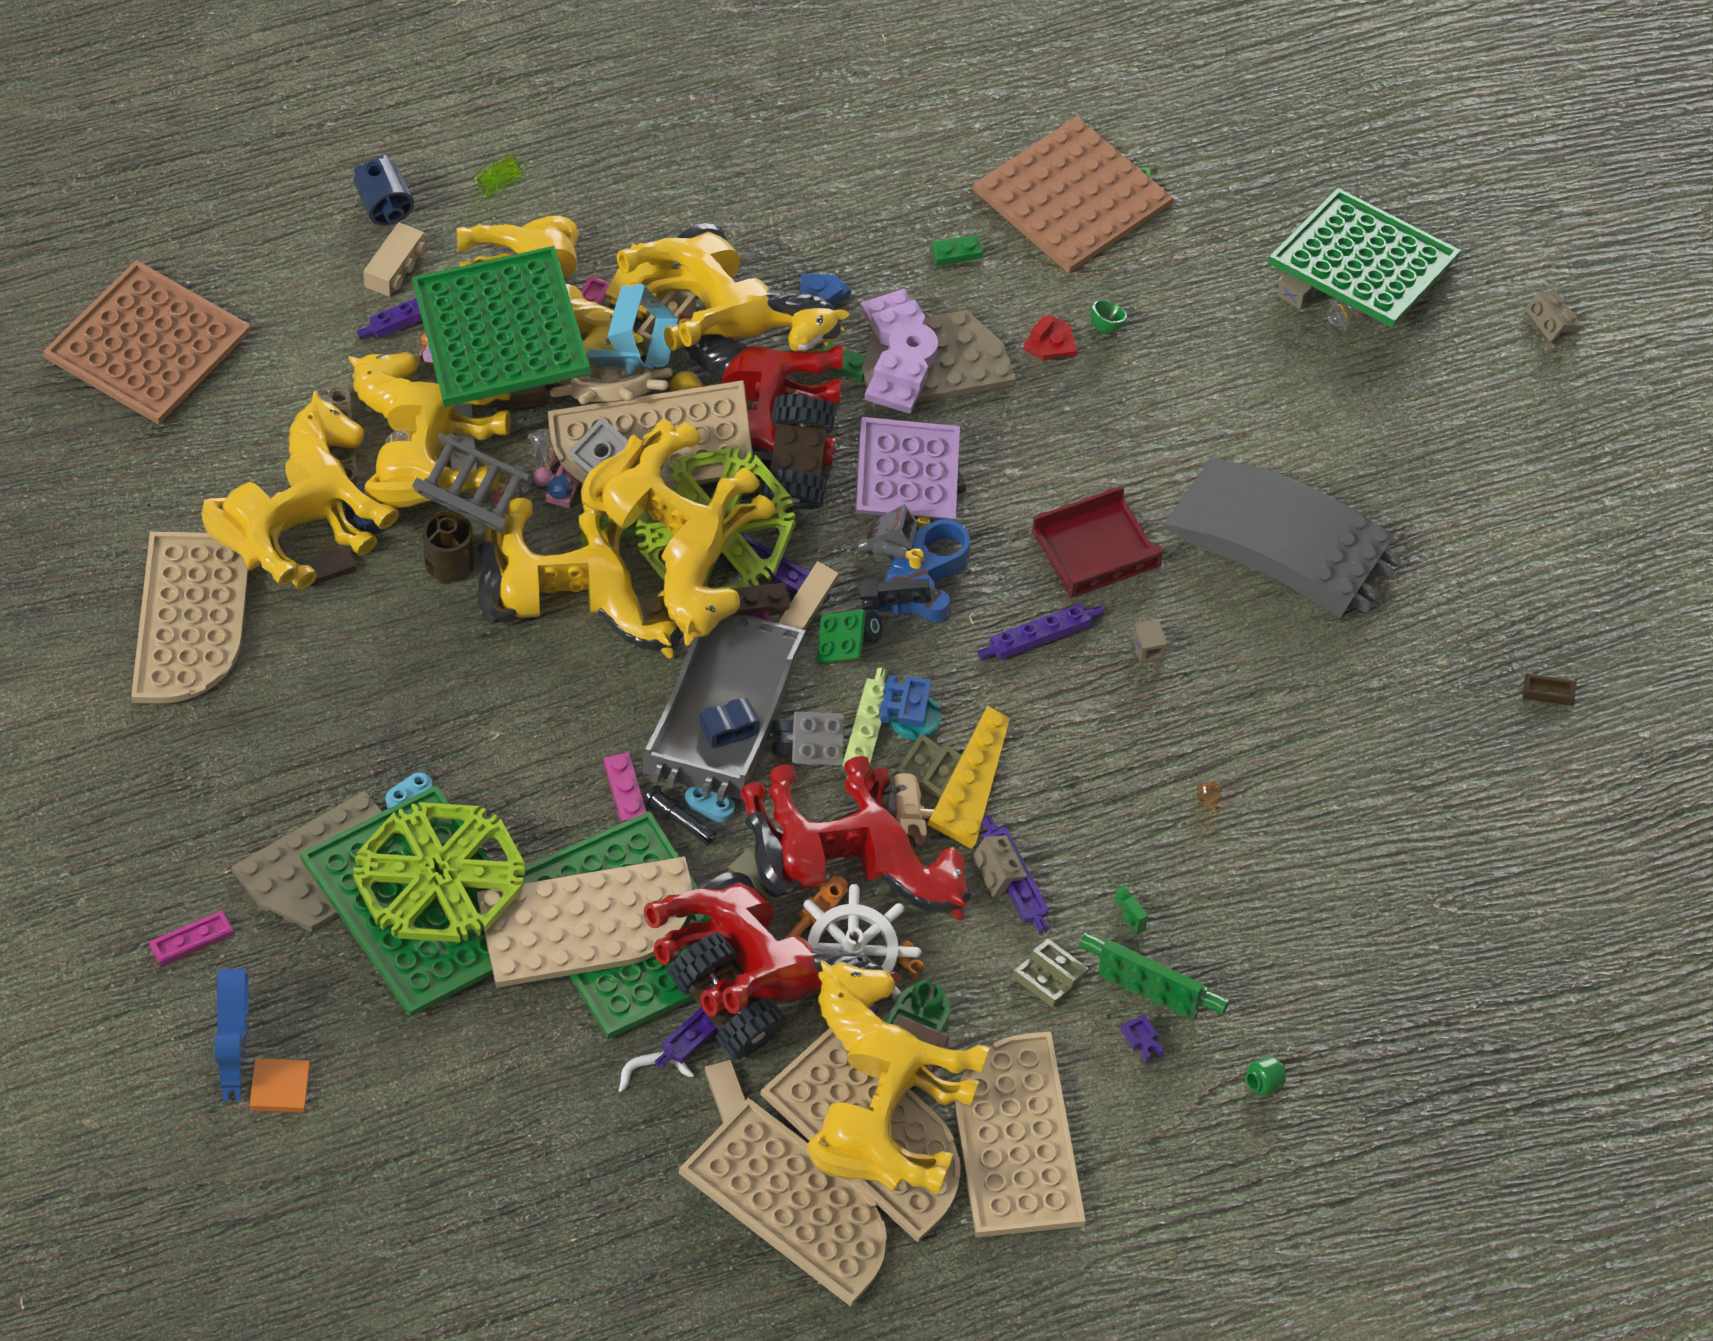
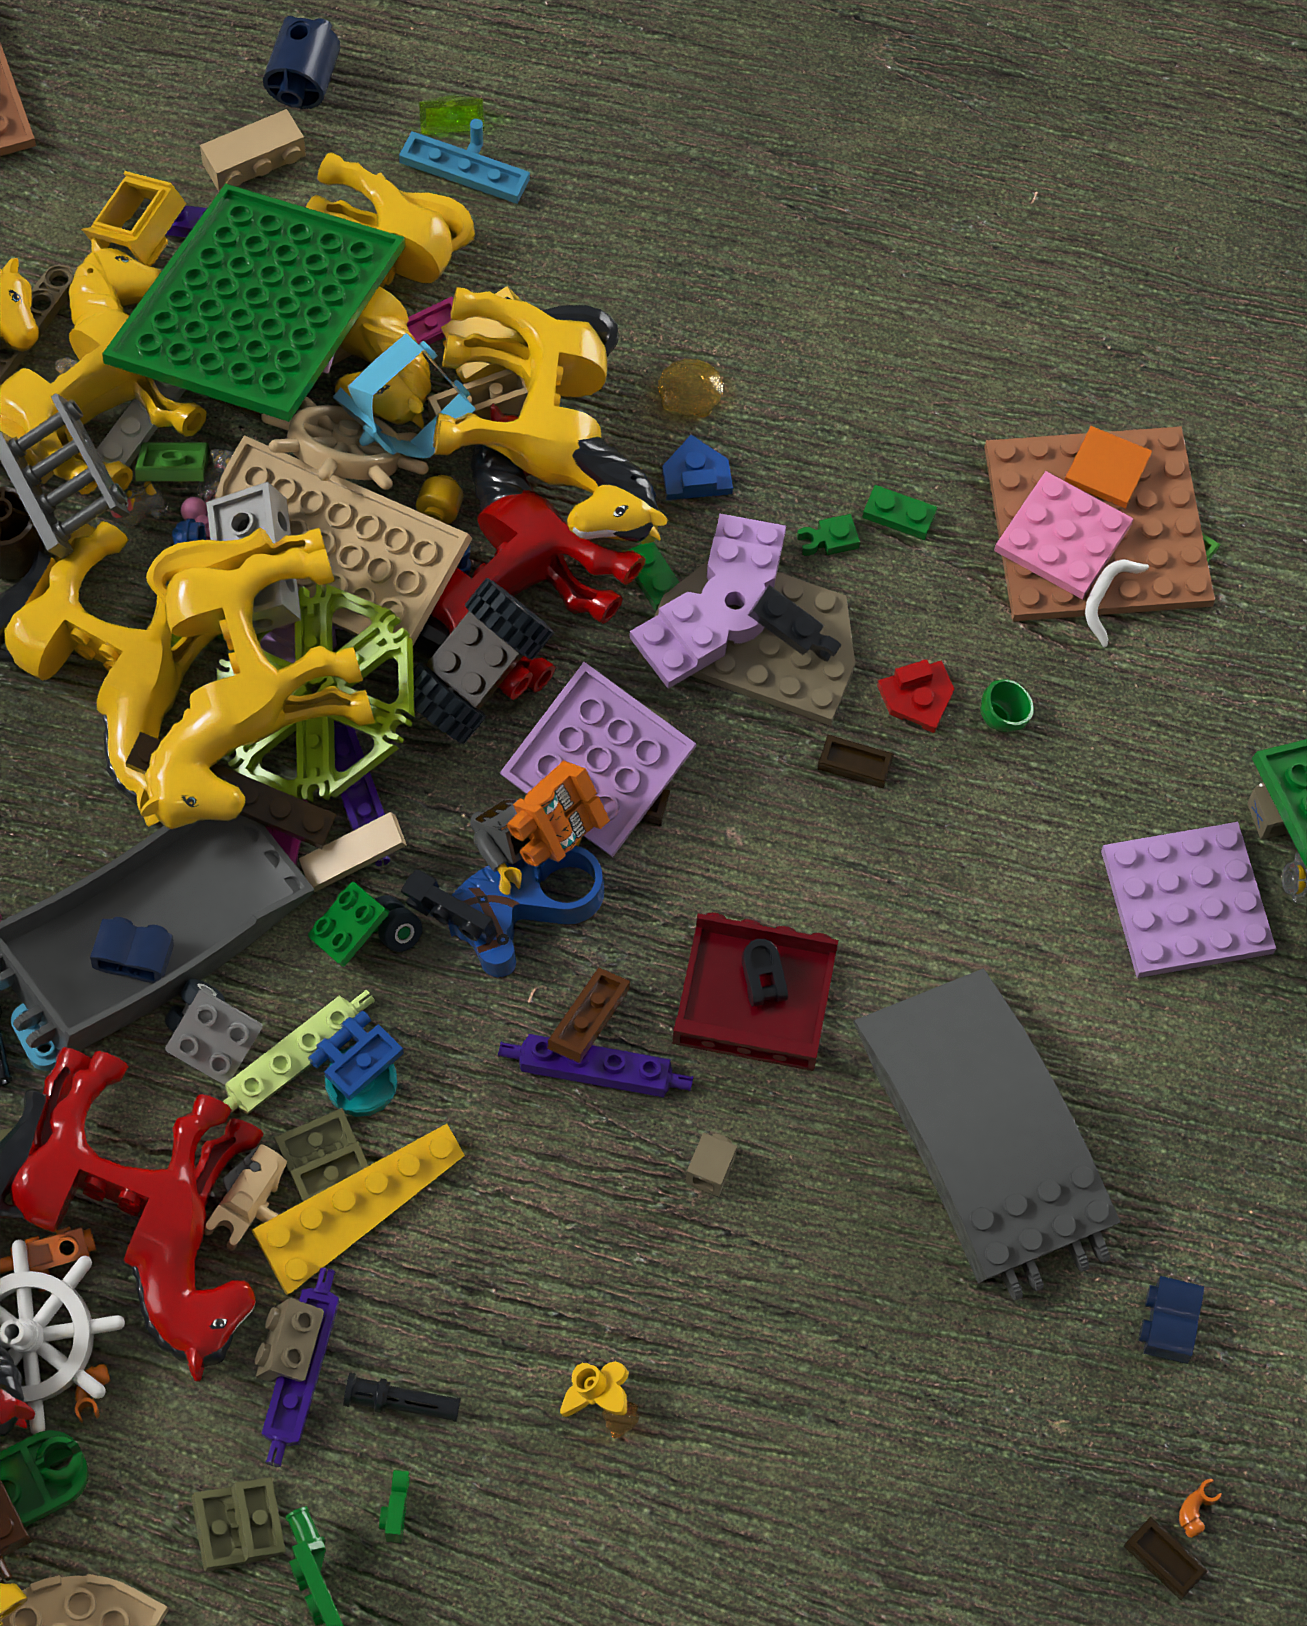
camera: 35 degrees right, 10 degrees up
(356, 311) = (148, 235): none -> yellow piece
(514, 452) = (172, 461): none -> bright green plate
(532, 198) = (465, 165): none -> dark azure plate
(776, 249) = (690, 387): none -> clear yellow dish
(917, 503) = (557, 814): none -> orange hips
(928, 282) = (834, 534): none -> green plate
(957, 336) = (792, 624): none -> black plate
(1017, 604) = (588, 1015): none -> reddish brown plate
(1046, 394) = (855, 761): none -> dark brown tile
(1057, 158) = (1108, 467): none -> orange tile
(1063, 207) = (1063, 535): none -> bright pink plate
(1072, 861) = (381, 1391): none -> black pin
(1087, 522) = (759, 960): none -> black plate
(1108, 227) = (1099, 590): none -> white animal
(1184, 784) = (597, 1387): none -> yellow animal
(1288, 361) = (1188, 899): none -> lavender plate
(1458, 571) = (1172, 1320): none -> dark blue brick
(1543, 660) = (1189, 1513): none -> orange arm

